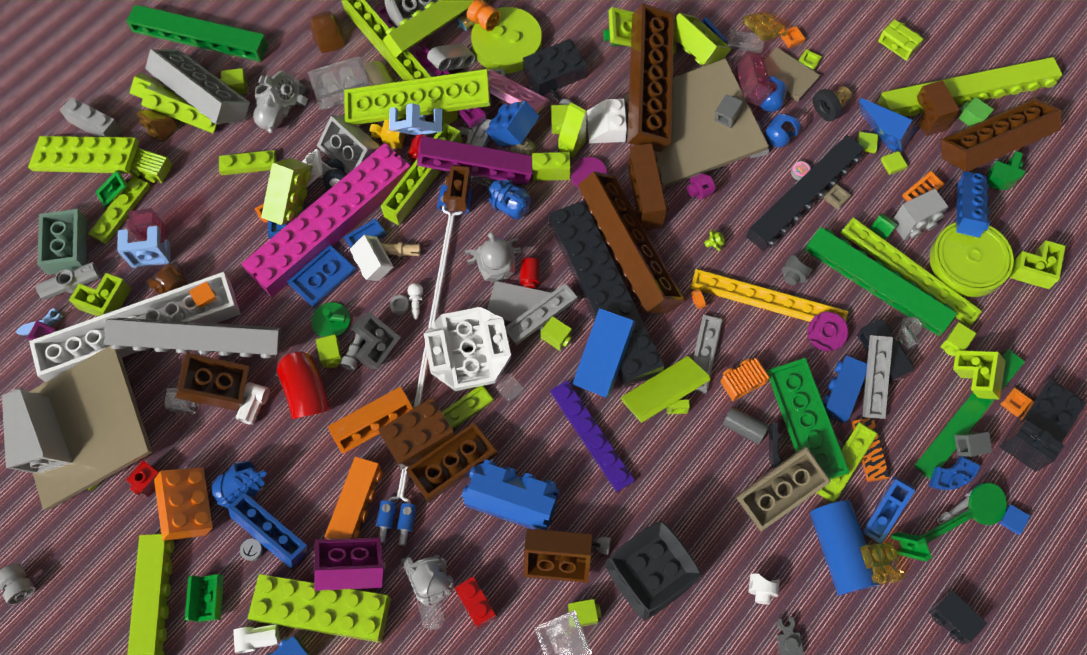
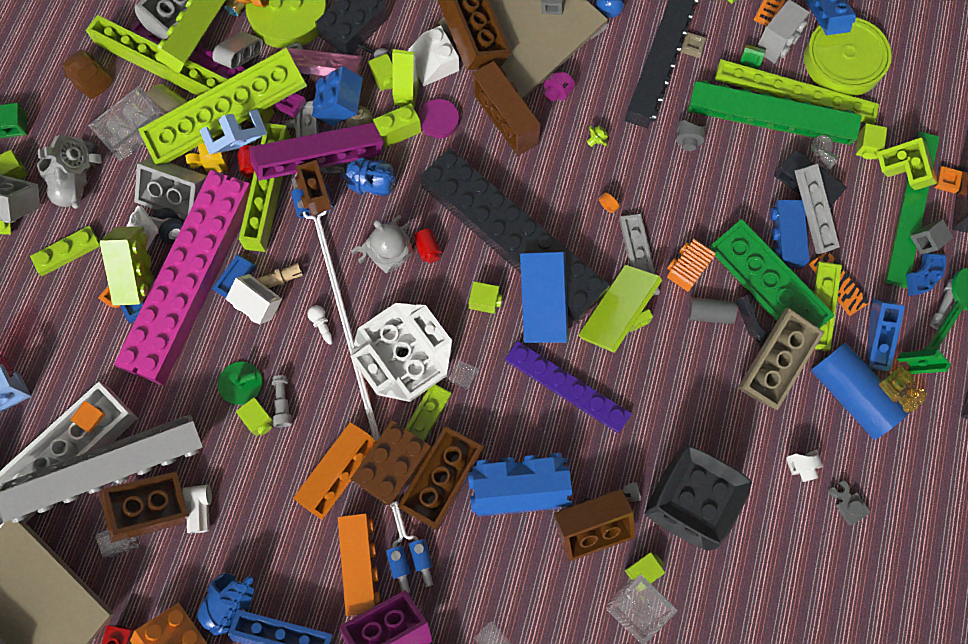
camera: 25 degrees left, 5 degrees up
(167, 279) = (37, 415): reddish brown helmet -> none
(302, 385) = (245, 467): red brick -> none
(322, 276) = (207, 340): blue tile -> none
(378, 339) = (304, 385): flat silver brick -> none
(399, 305) = (306, 336): light grey tile -> none
(429, 579) = (476, 609): light grey helmet -> none
(475, 603) = (534, 611): red brick -> none
(512, 300) = (432, 283): light grey tile -> none
(540, 314) = (459, 284): light grey plate -> none
(630, 243) = (516, 173): reddish brown brick -> none
(760, 296) = (675, 175): yellow tile -> none
(799, 169) = (646, 32): tile -> none
(827, 331) = (747, 183): magenta tile -> none
(1042, 268) = (915, 38): lime brick -> none

